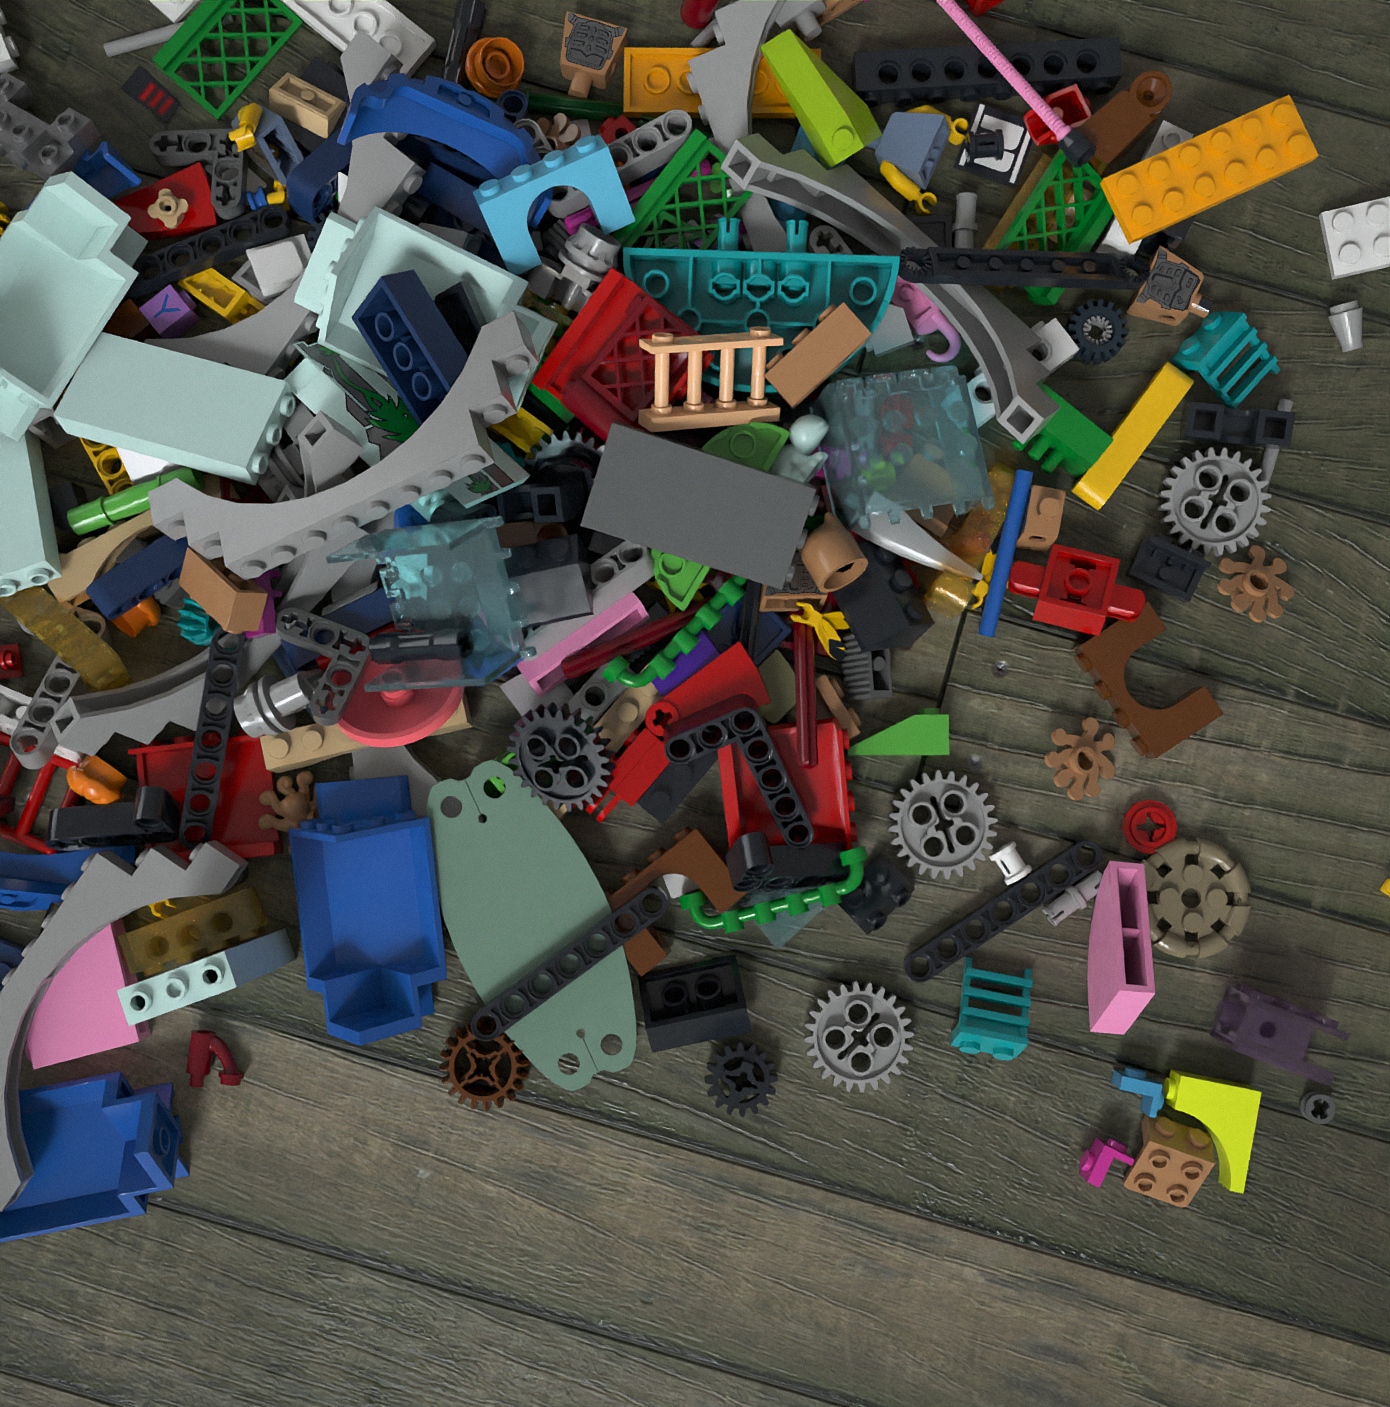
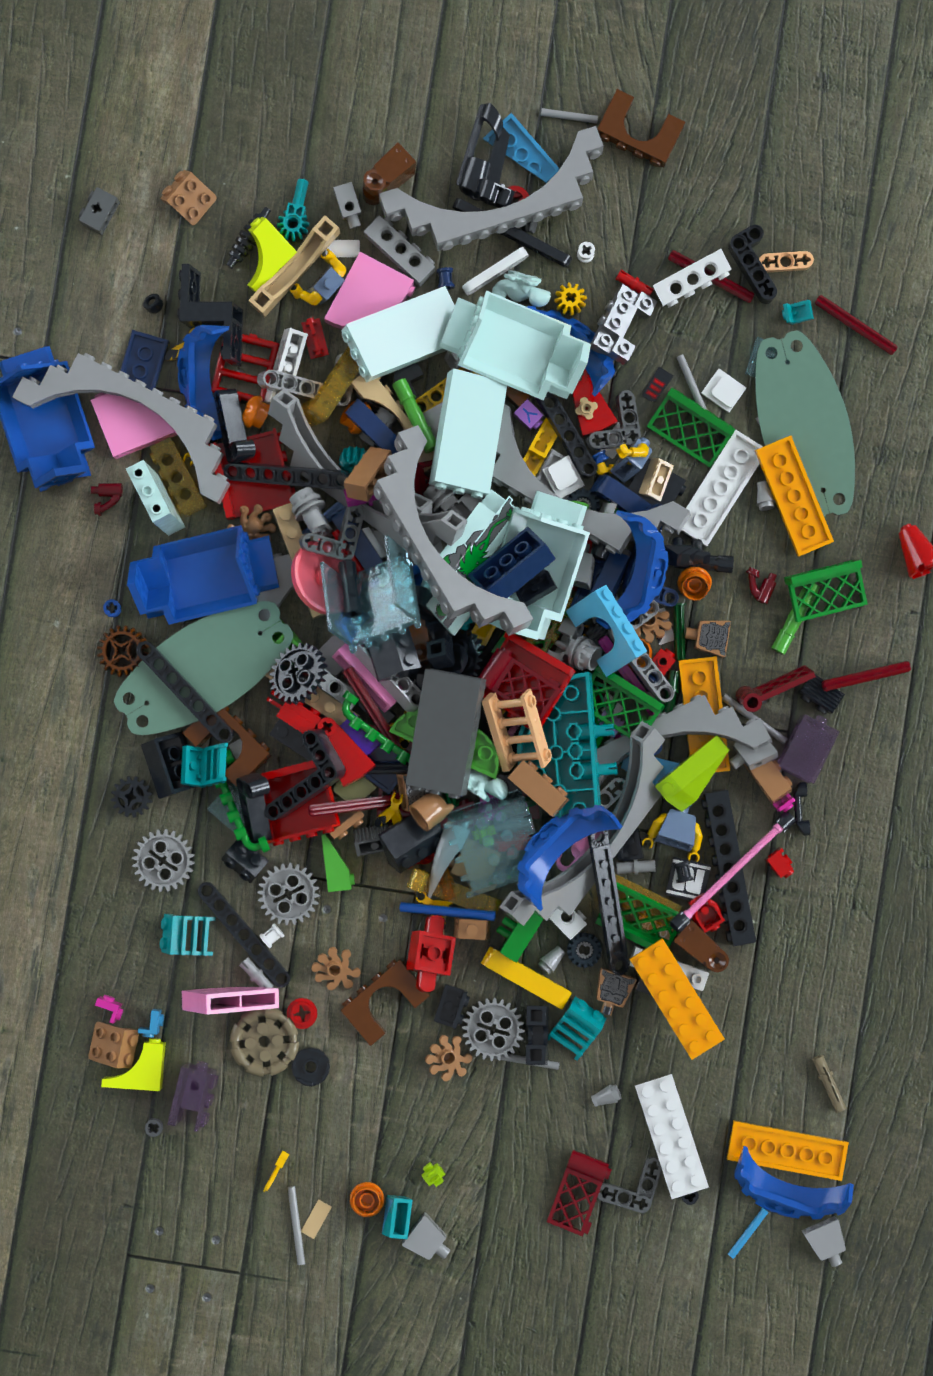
camera: 75 degrees right, 0 degrees up
(401, 1065) = (108, 612): none -> blue bush
(444, 56) = (686, 555): none -> black connector
(702, 945) = (203, 765): none -> teal plate
(909, 337) = (554, 840): none -> blue windscreen
(1107, 390) = (550, 961): none -> light grey cone
(1261, 822) = (322, 1066): none -> black tile

